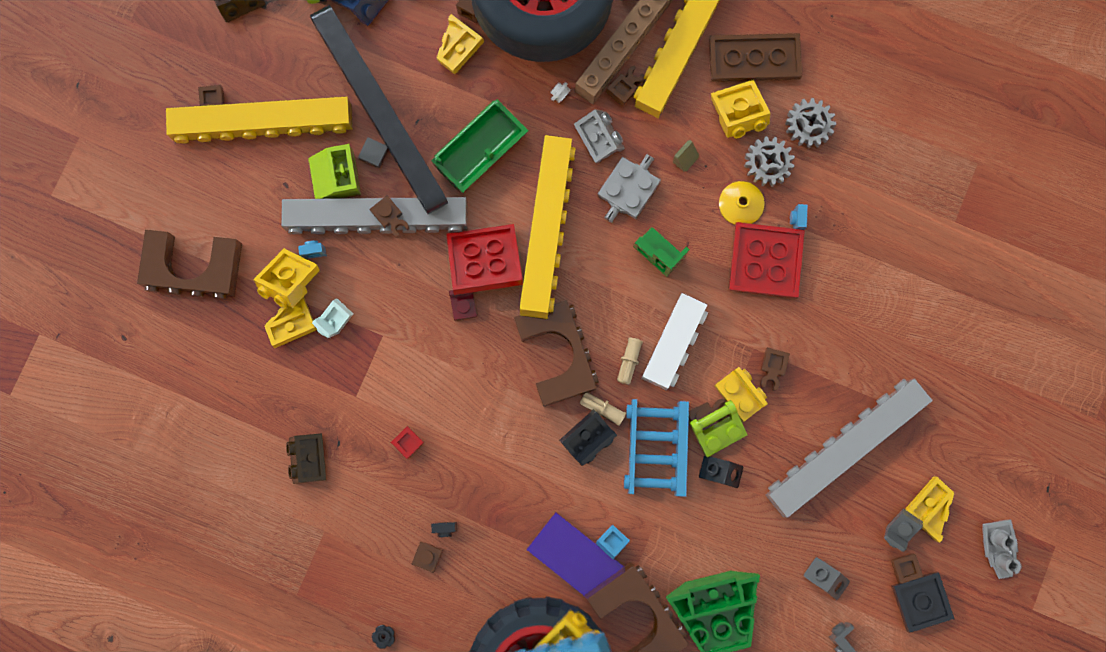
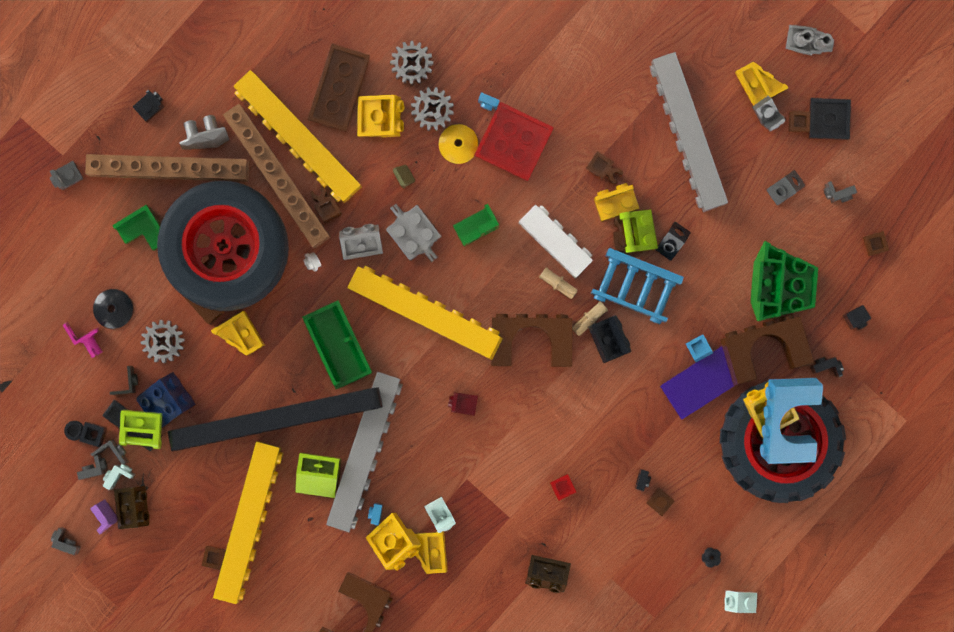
camera: 70 degrees left, 5 degrees up
(373, 152) = (308, 436): dark grey tile -> none
(388, 214) = (370, 440): reddish brown plate -> none
(484, 259) = (434, 373): red plate -> none

